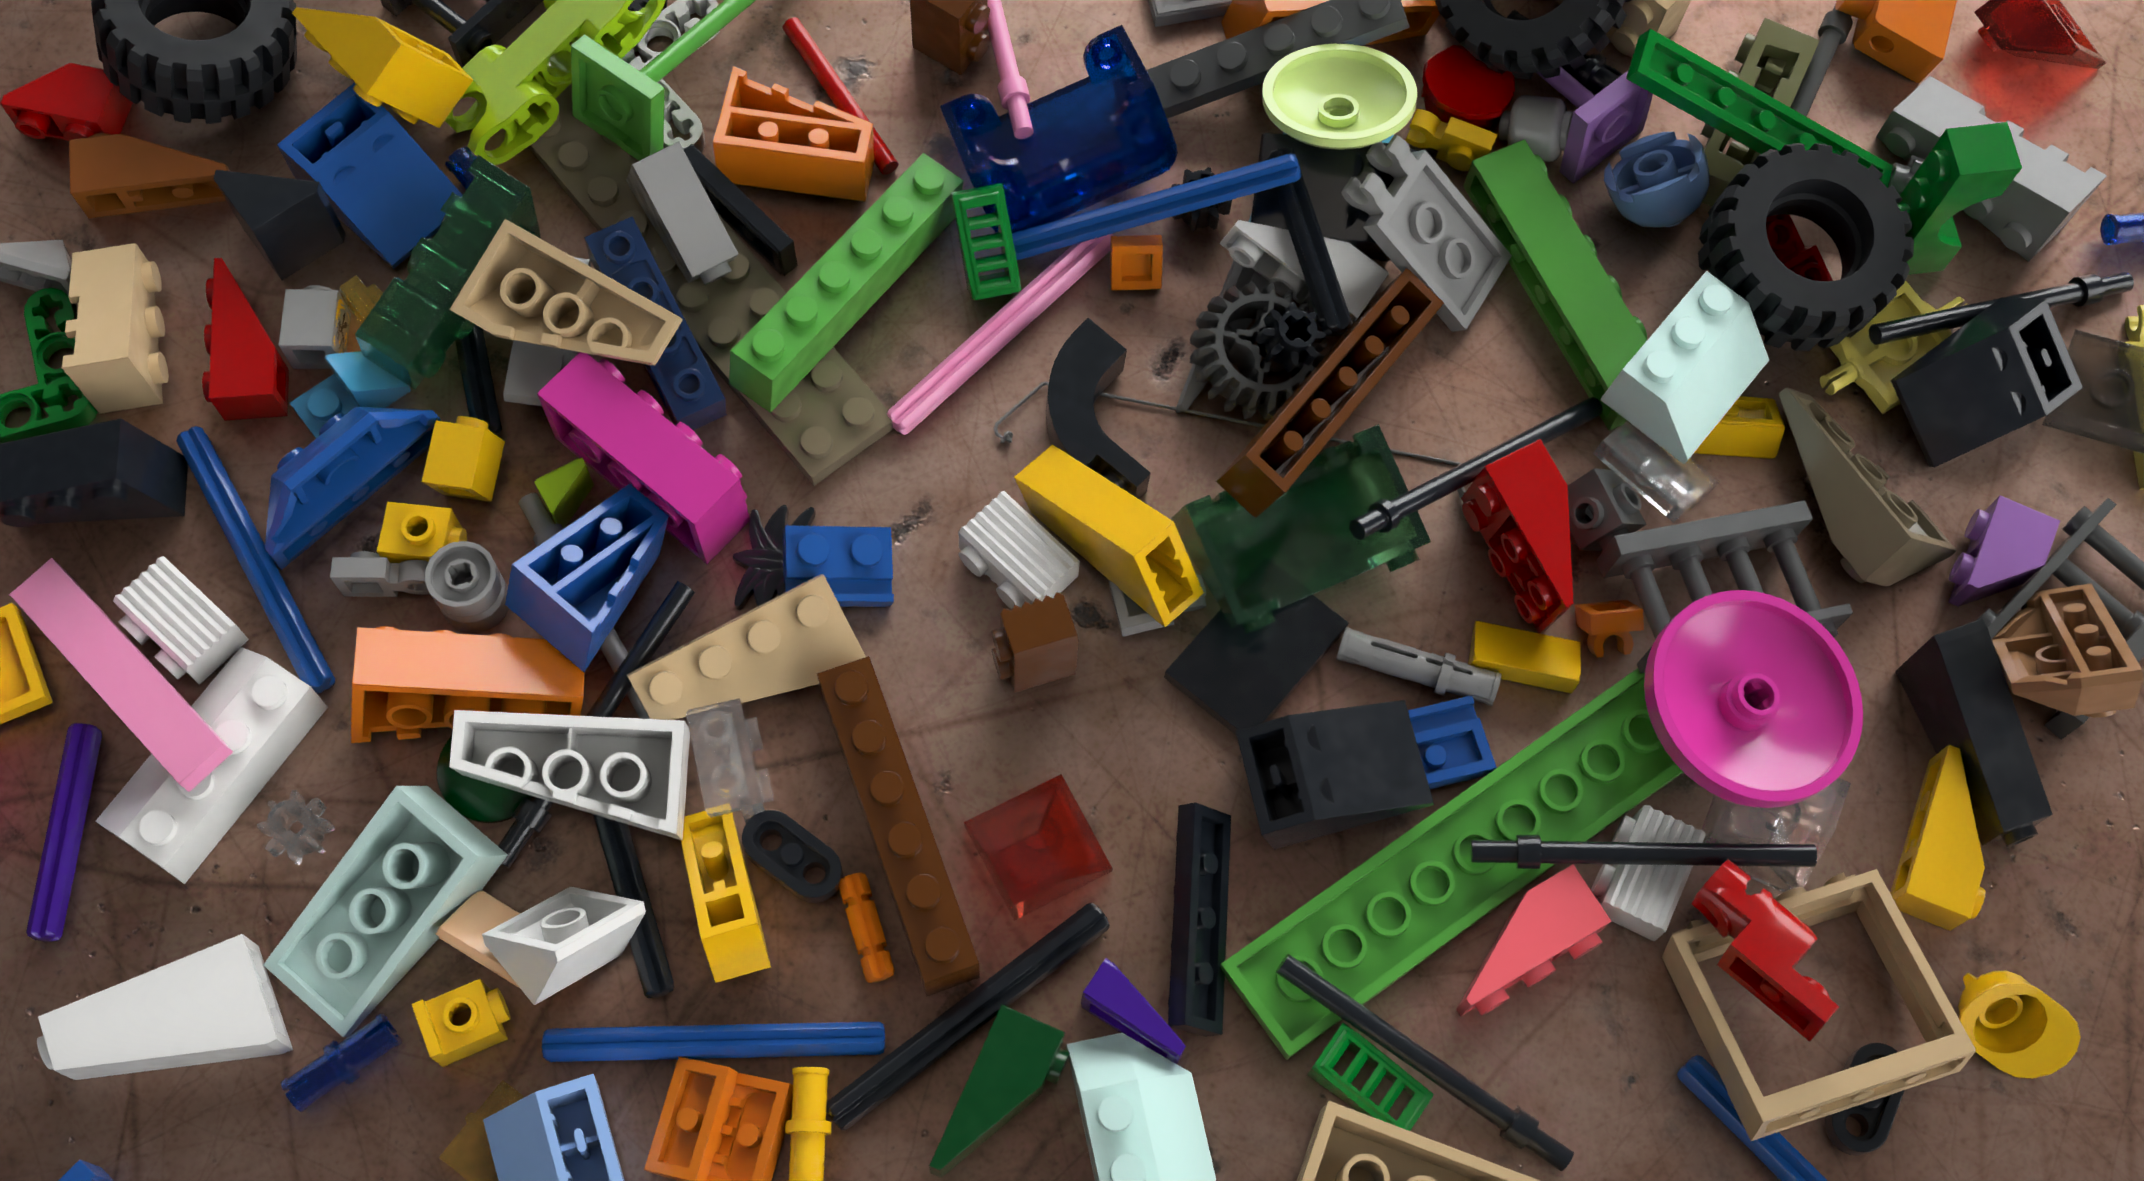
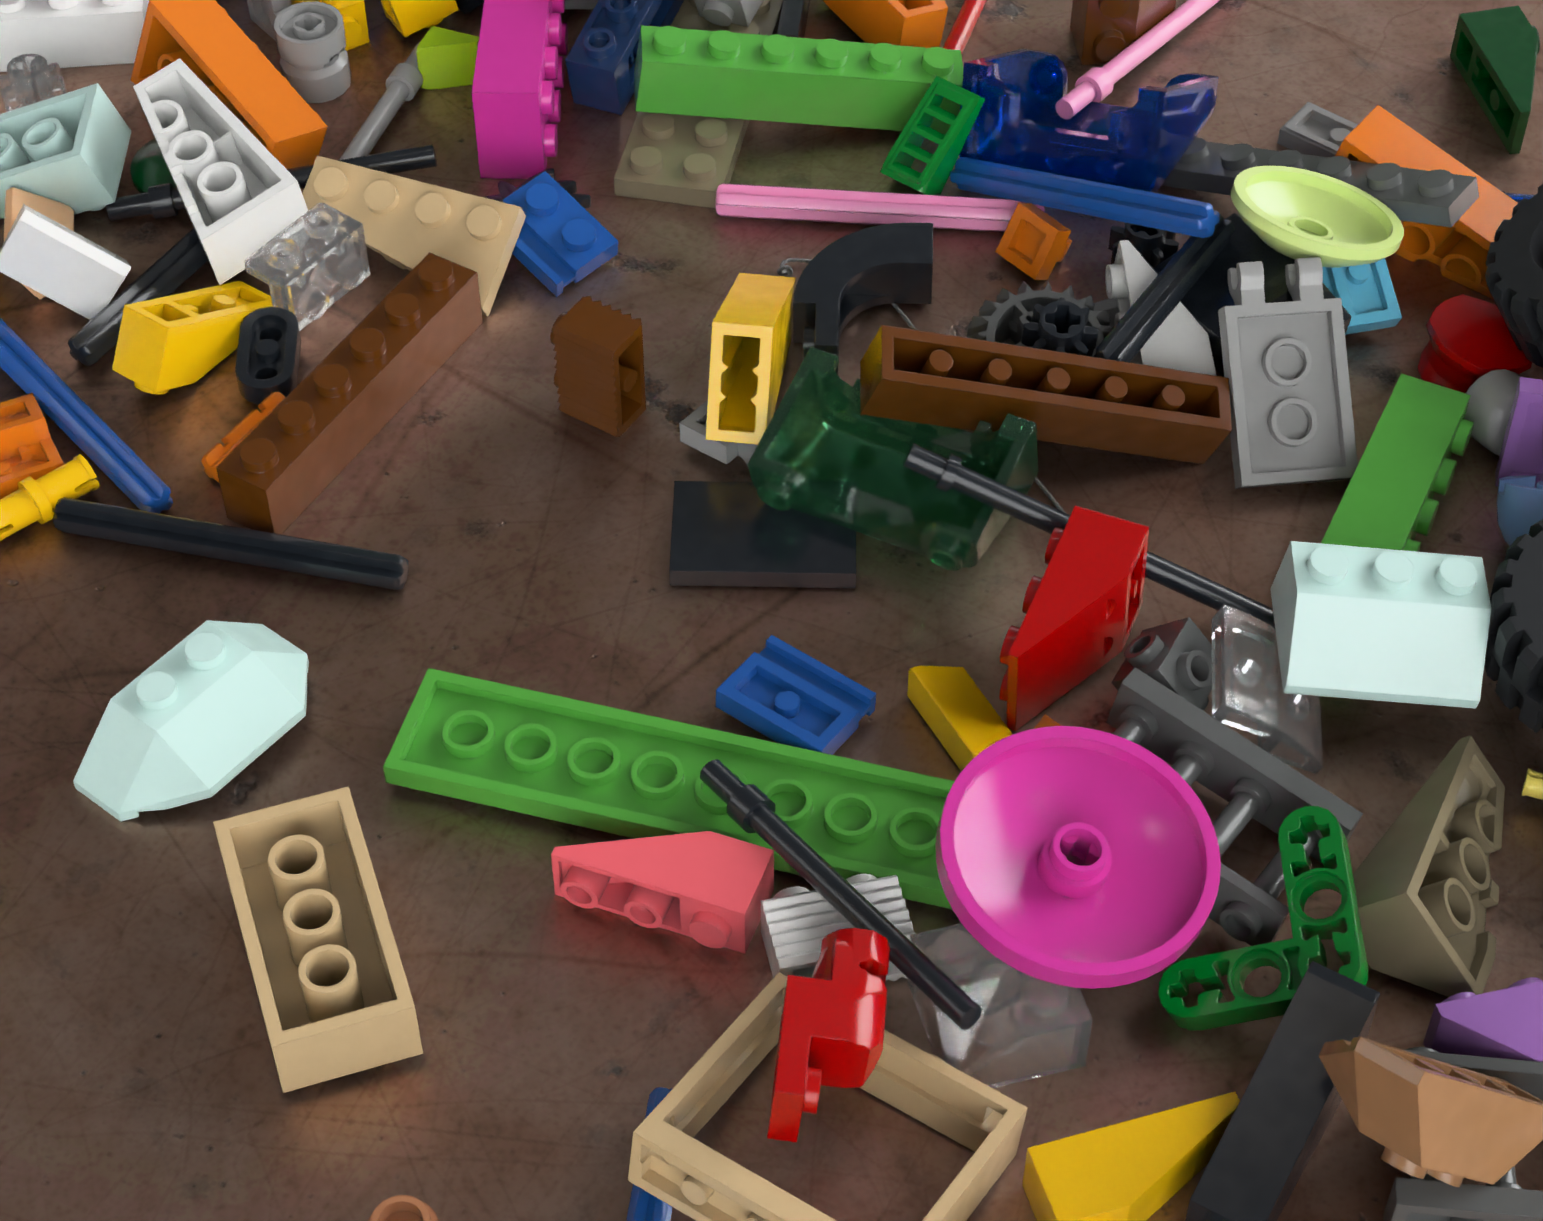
camera: 55 degrees right, 20 degrees down
(588, 573) = (384, 87): blue wedge -> none
(1005, 1079) = (166, 588): dark green slope -> none
(1016, 553) = (678, 324): white brick -> none
(1038, 847) = (420, 500): clear red slope -> none
(1122, 1007) = (327, 630): dark purple slope -> none
(1199, 920) = (458, 633): black plate -> none
(1332, 770) = (681, 620): black slope -> none
(1367, 1053) = (418, 807): green slope -> none
(1427, 668) = (877, 663): light grey pin -> none
(1456, 142) = (1412, 354): yellow plate -> none
(1515, 1125) = (474, 987): black bar -> none
(1747, 430) = (1386, 741): yellow slope -> none
(1881, 629) = (1290, 955): none -> green beam

